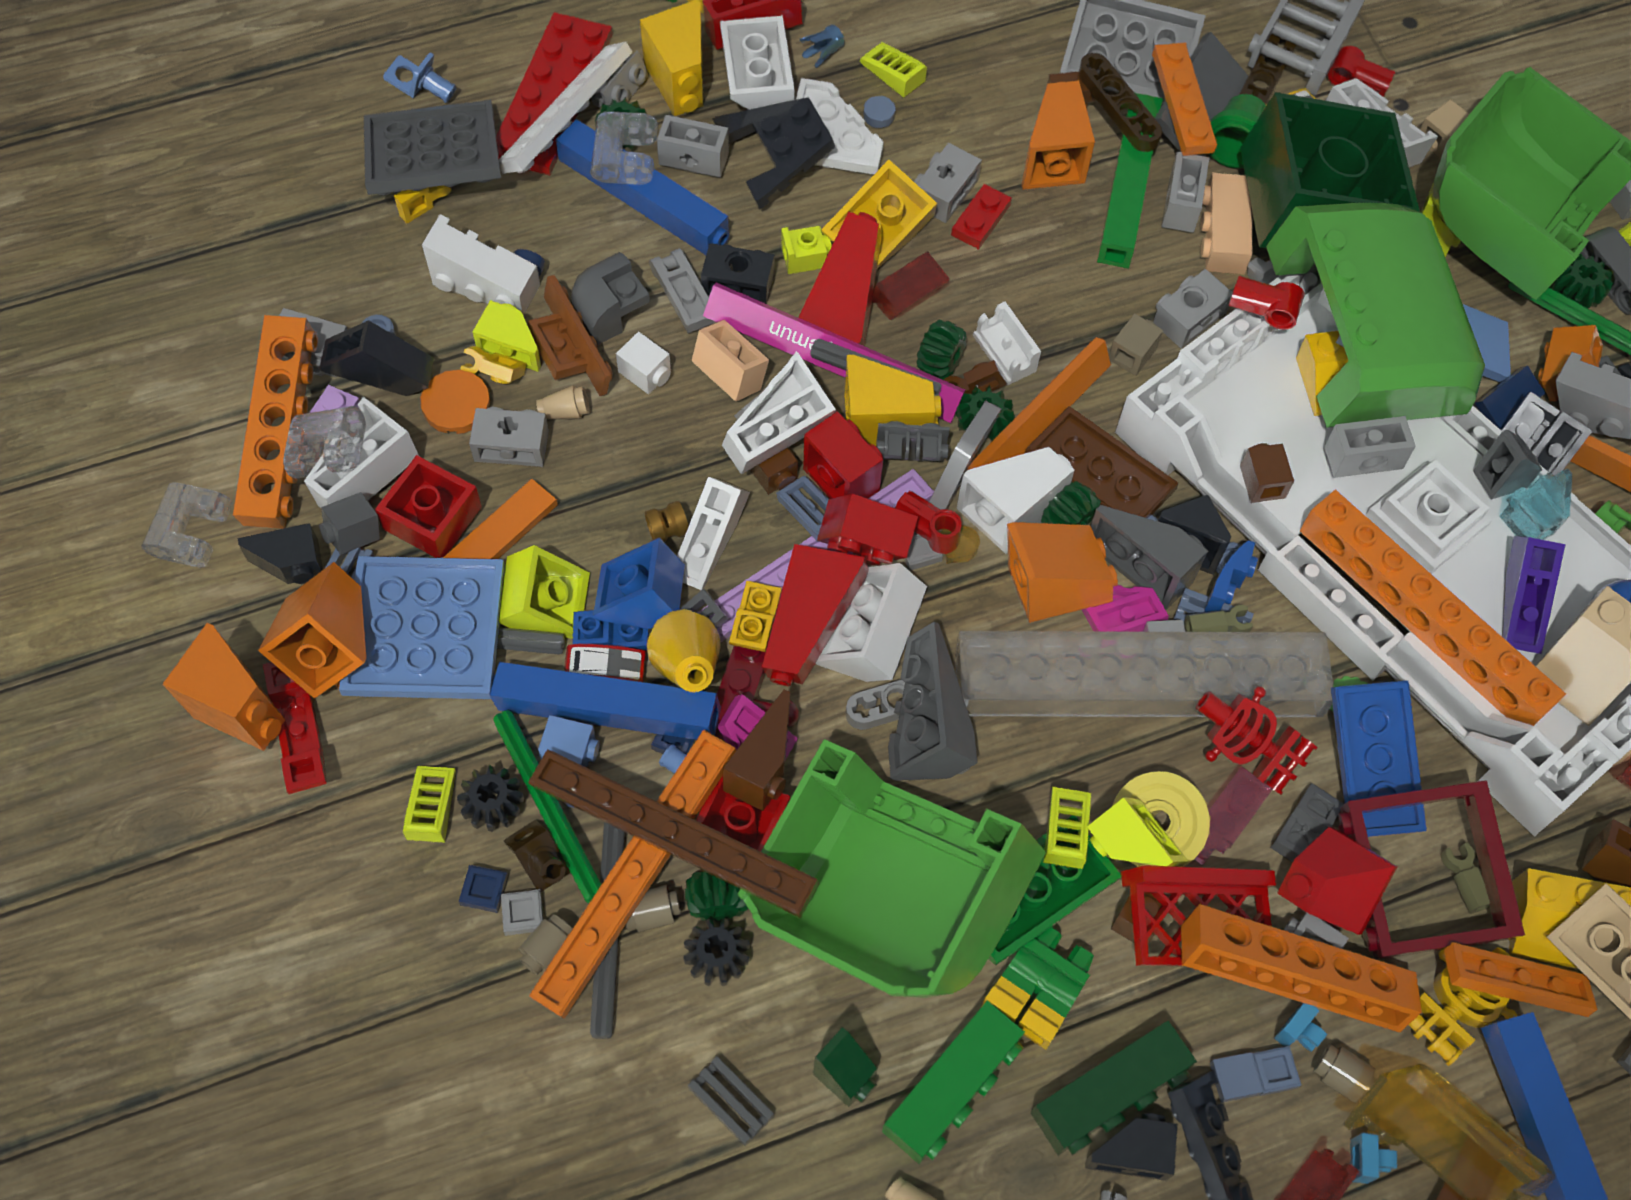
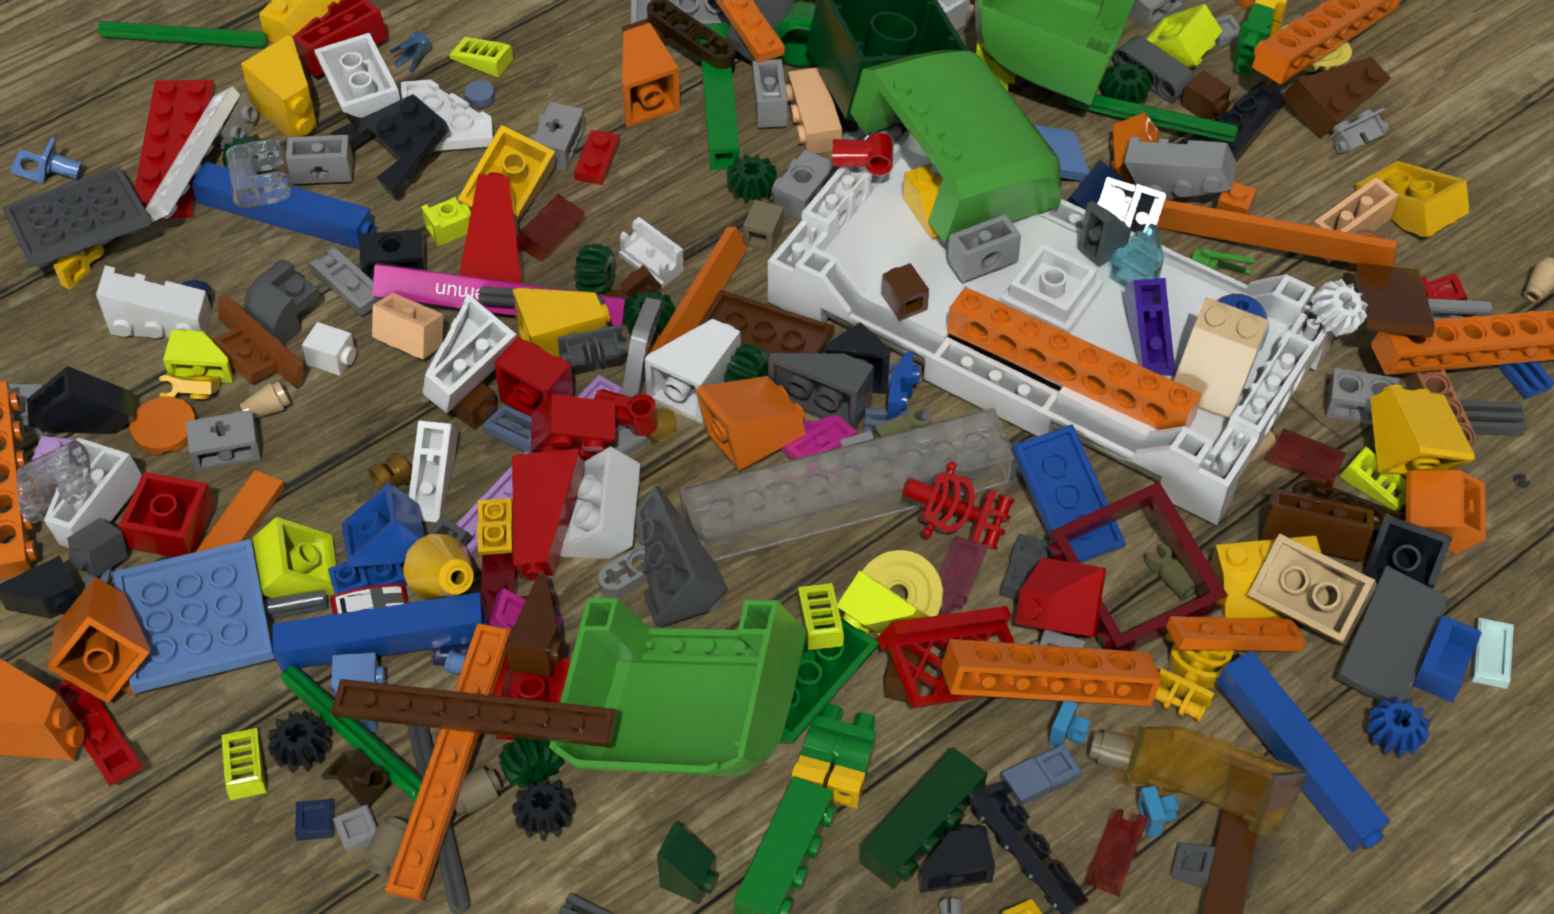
camera: 15 degrees left, 10 degrees down
(1138, 285) = (751, 178): none -> dark green gear

